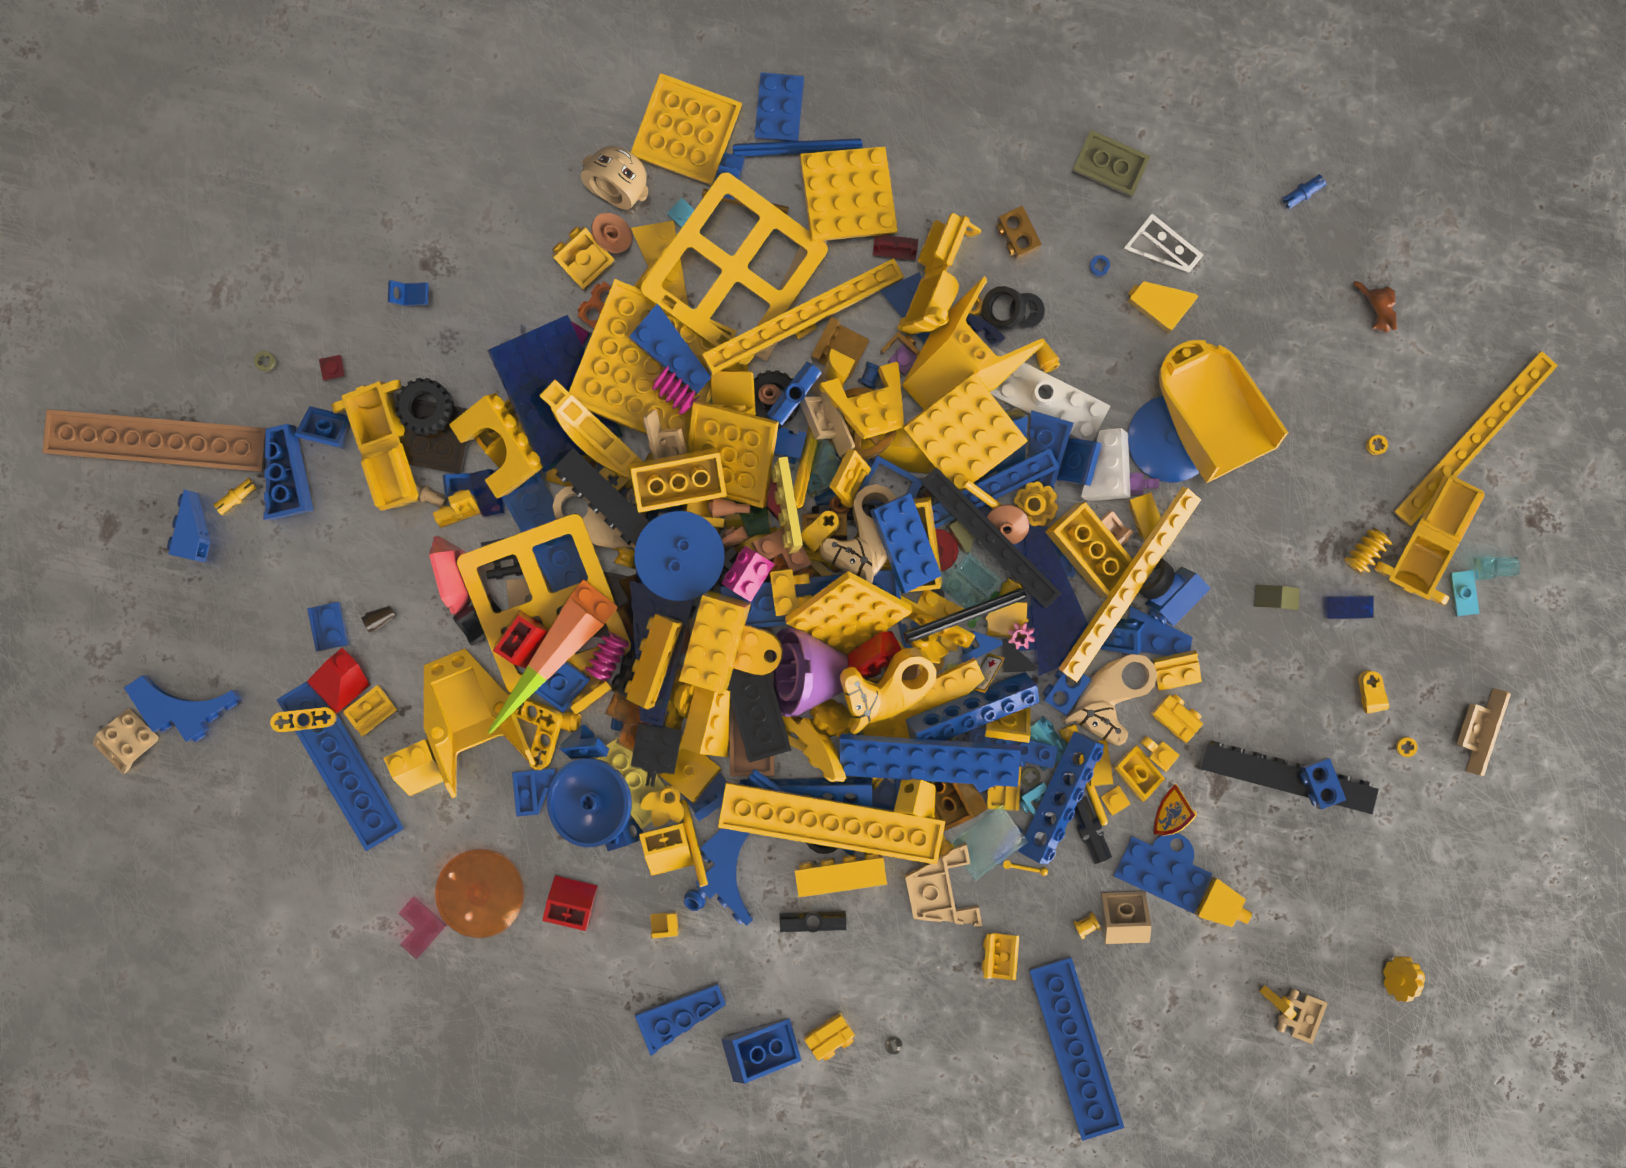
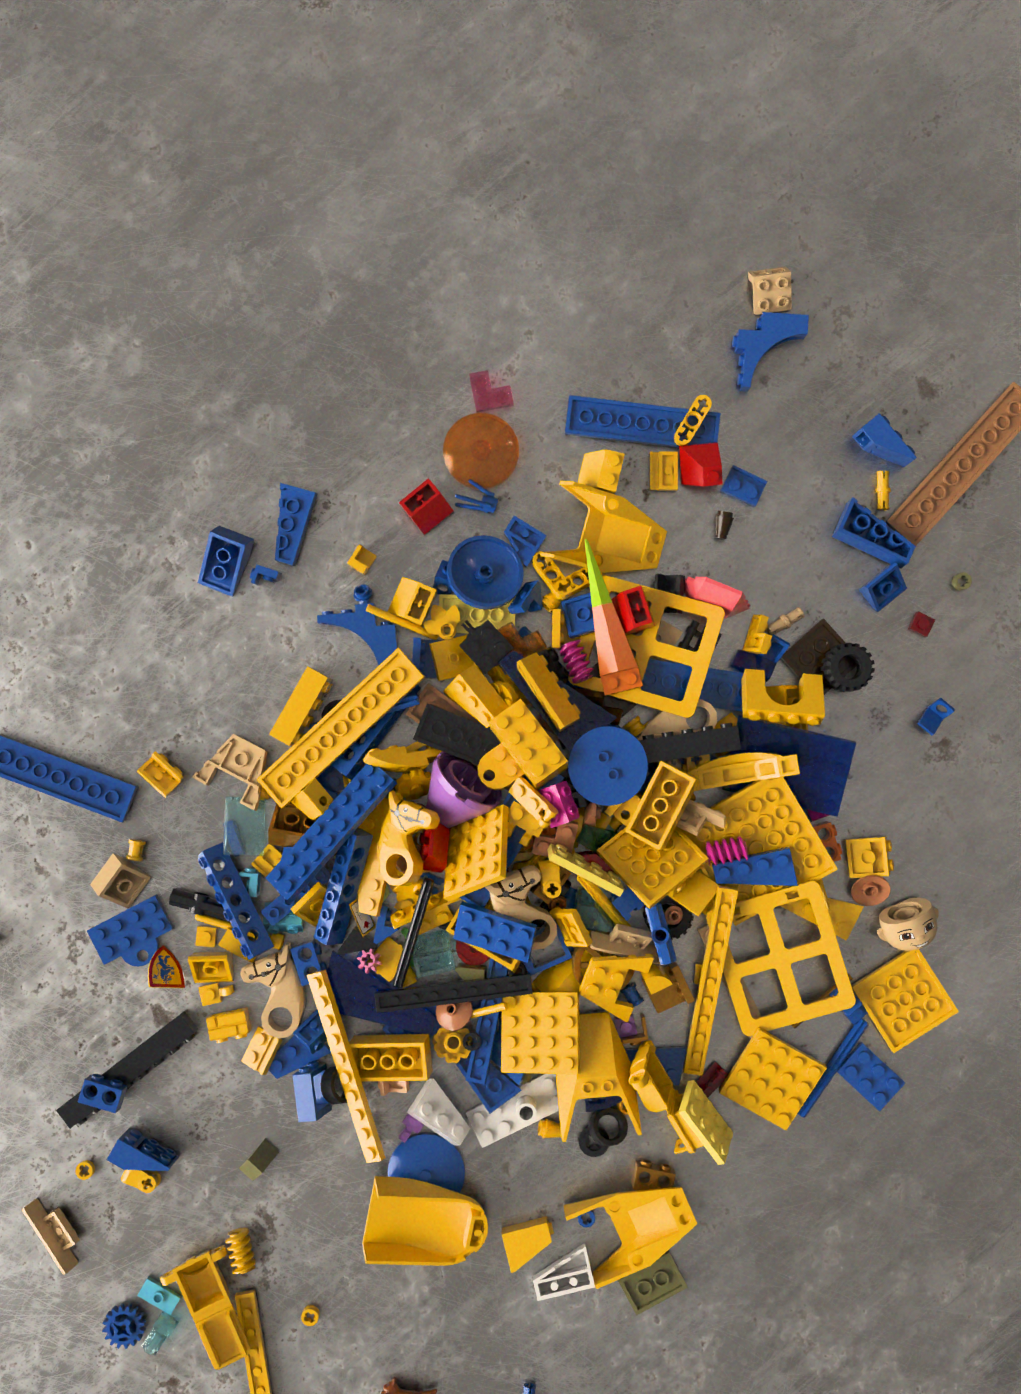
camera: 135 degrees right, 0 degrees up
(377, 435) = (851, 619): yellow piece -> none
(525, 849) = (487, 503): none -> blue plant
(680, 212) = (848, 949): medium azure plate -> none
(723, 507) = (618, 822): nougat cone -> none
(743, 1000) = (268, 574): none -> blue bracket
(763, 598) = (533, 801): none -> yellow plate
(798, 921) = (277, 674): black piece -> none
(829, 1036) = (198, 614): yellow brick -> none
(898, 1043) = (159, 649): clear smoke hinge -> none
(931, 225) = (706, 1122): none -> light yellow plate
(1007, 864) = (220, 827): yellow hinge -> none
(1014, 490) = (470, 1047): none -> black bush
(1035, 781) = (262, 890): olive bush -> none
(1062, 211) = (646, 1224): none -> yellow windscreen
(1079, 461) = (458, 1096): blue plate -> none
(1144, 514) = (386, 1111): yellow brick -> none
(1222, 905) = (76, 955): yellow torso -> none
(1350, 607) = (211, 1207): clear blue slope -> none
(1352, 711) = (139, 1153): none -> blue slope
(1514, 614) = (121, 1334): none -> blue gear

